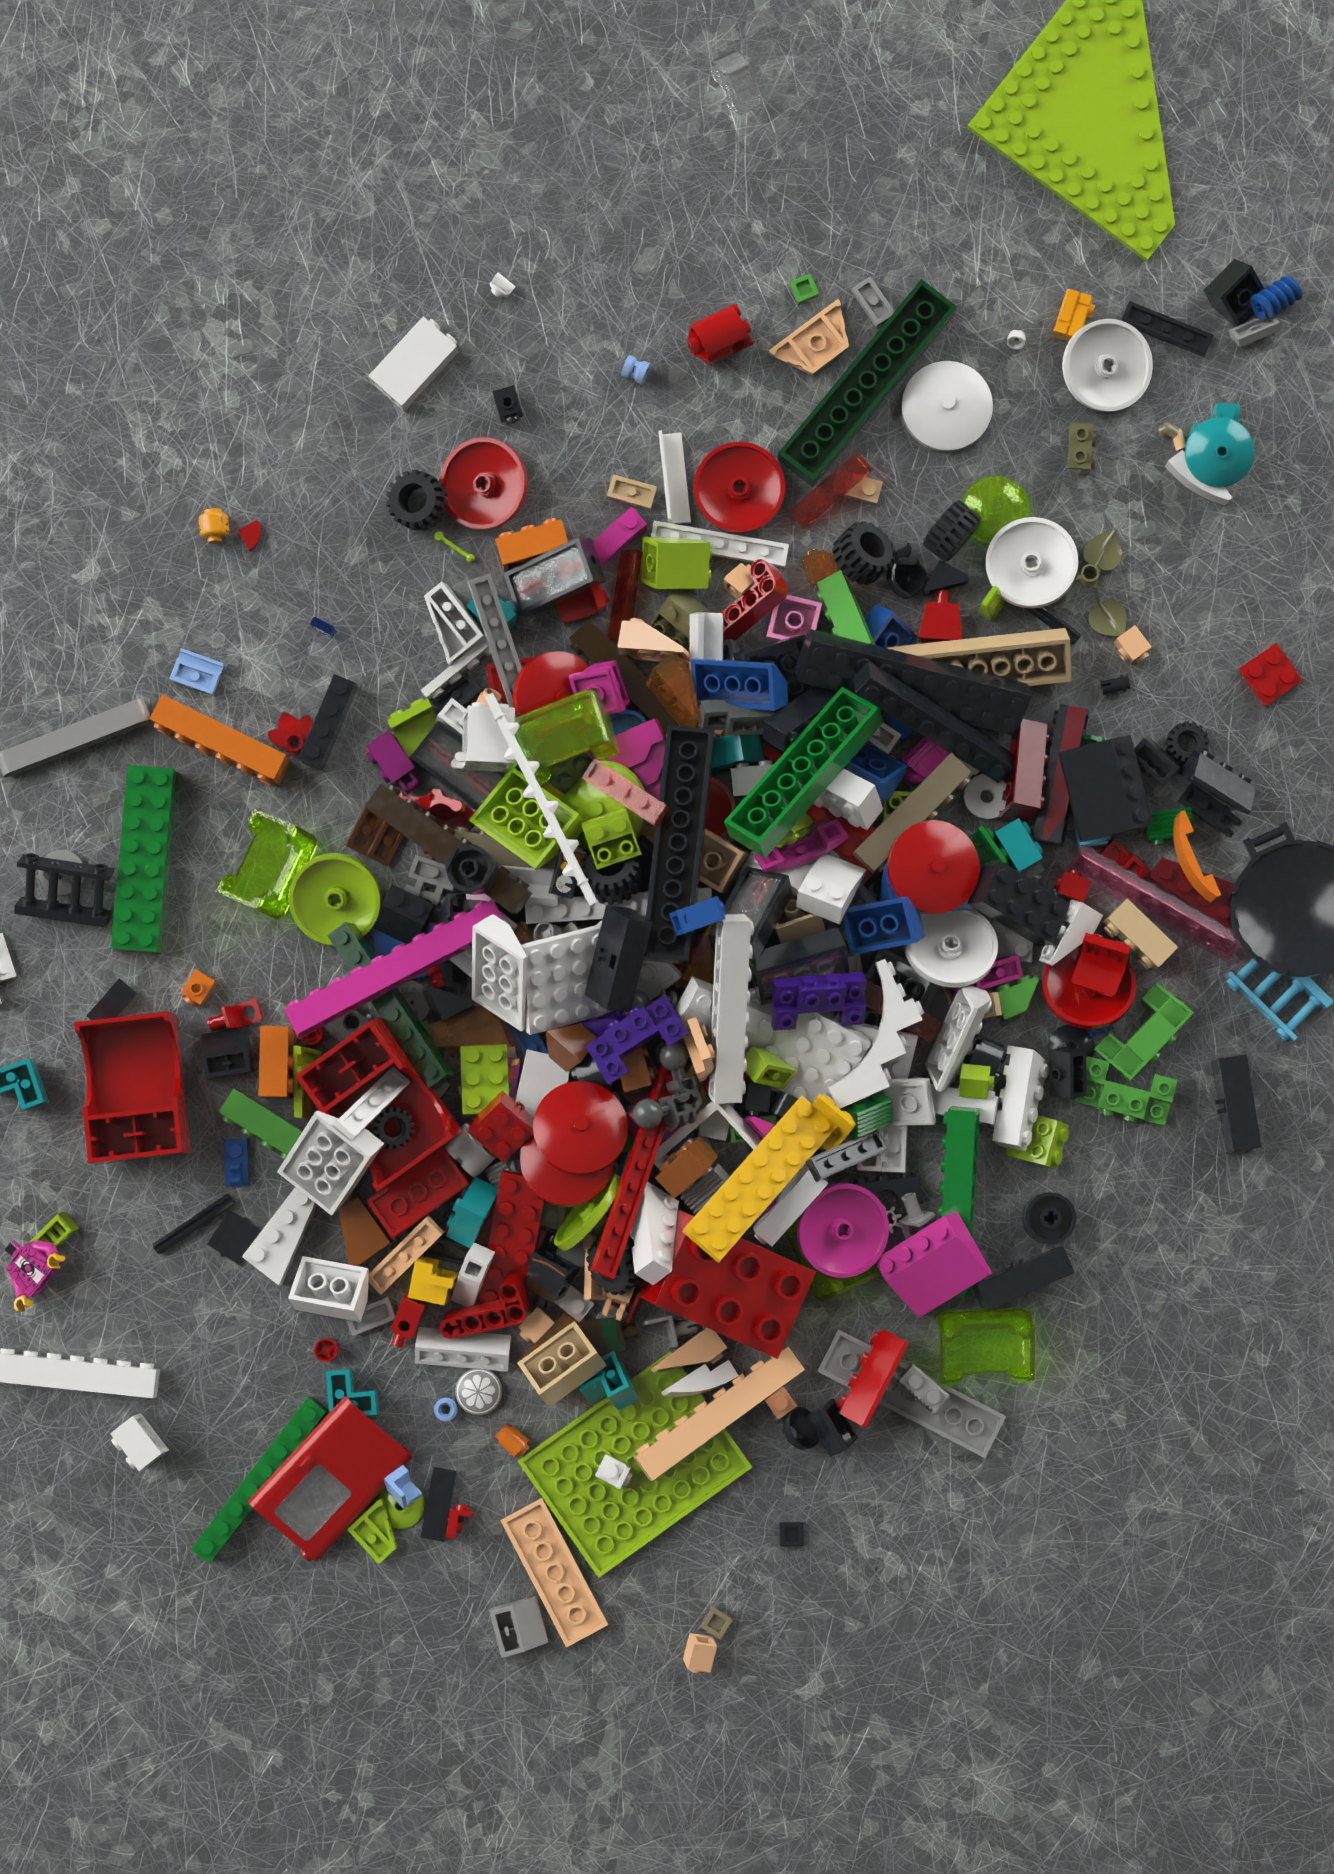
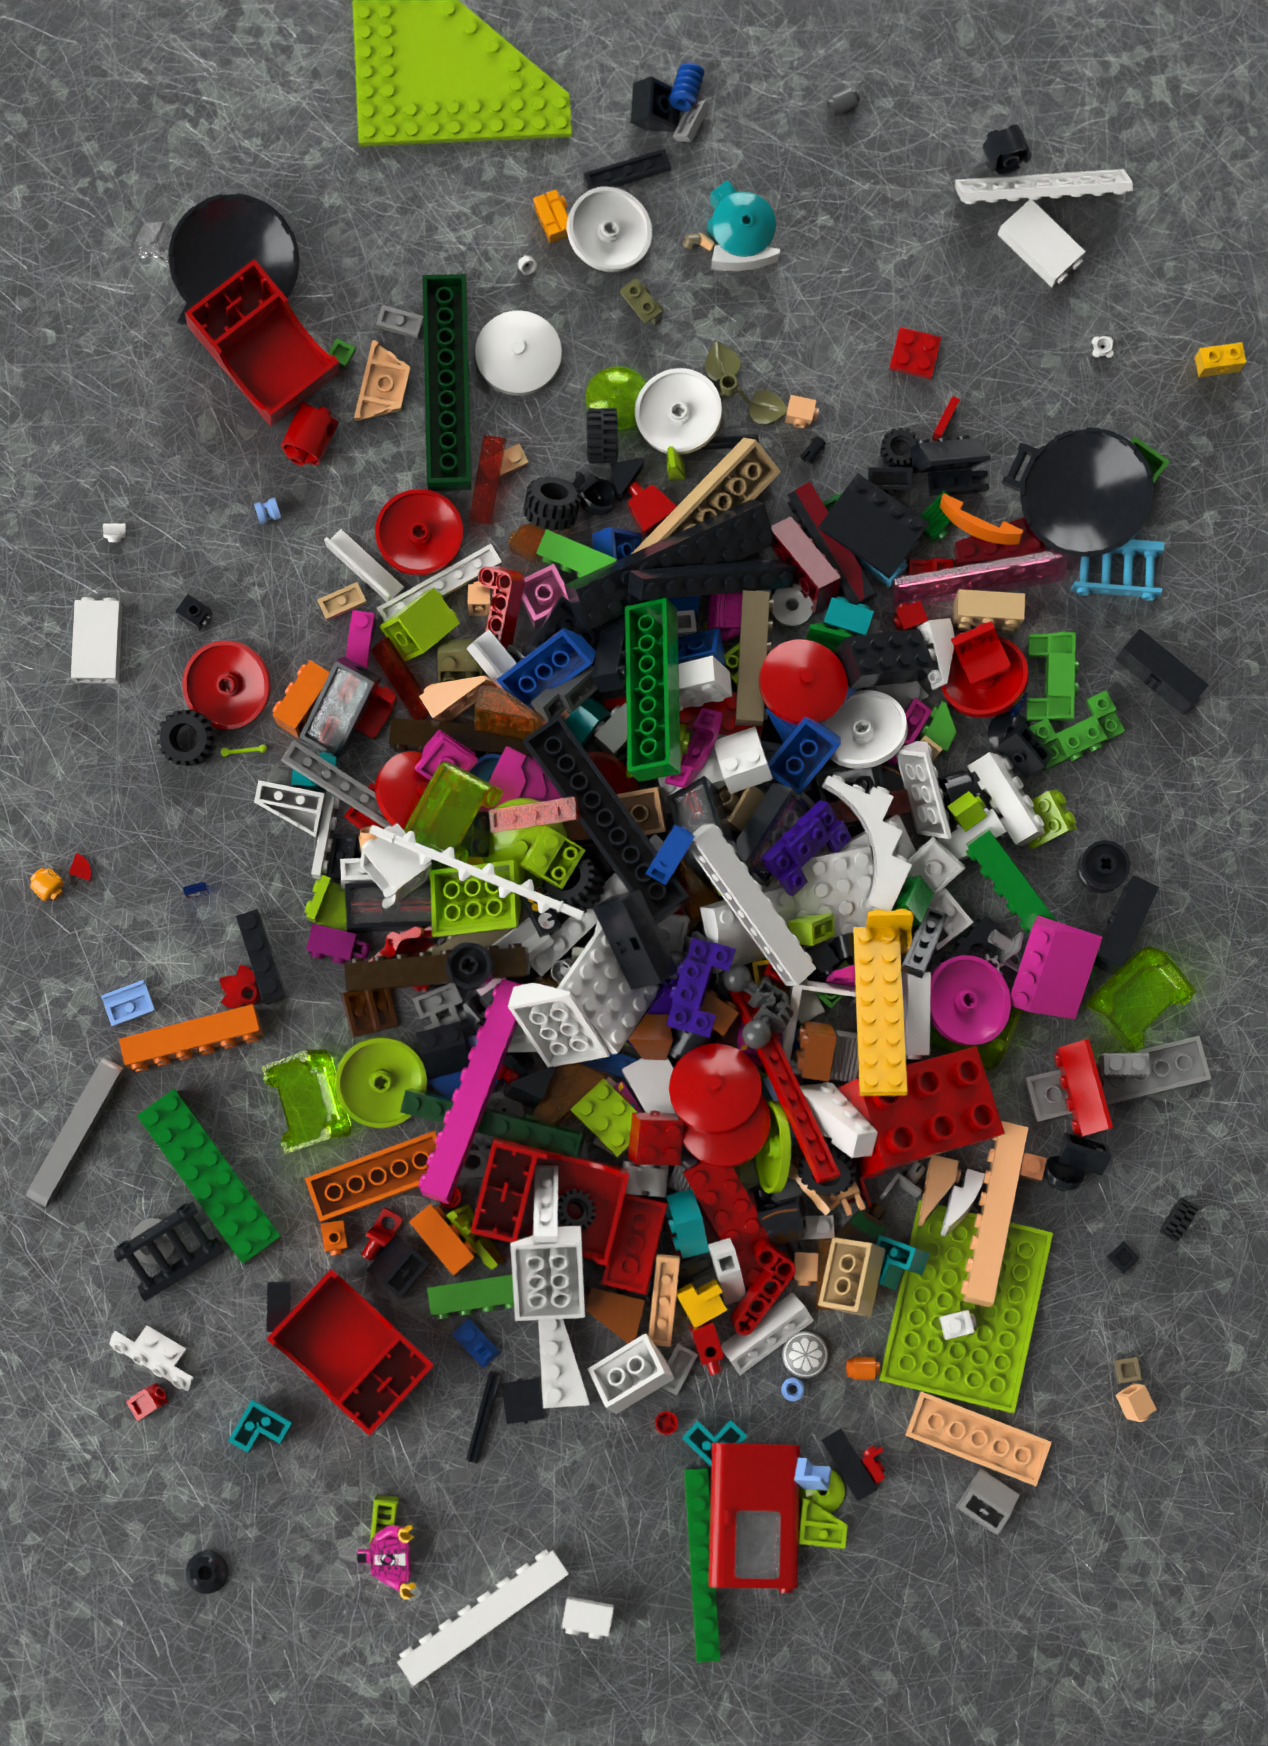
camera: 50 degrees left, 5 degrees down
(262, 966) = (371, 1178): none -> orange brick
(698, 1050) = (753, 956): light nougat plate -> none
(742, 229) = (261, 343): none -> red piece
(779, 141) = (222, 238): none -> black dish
(859, 1544) = (1179, 1219): none -> black tyre
(1245, 750) = (945, 419): none -> red tile

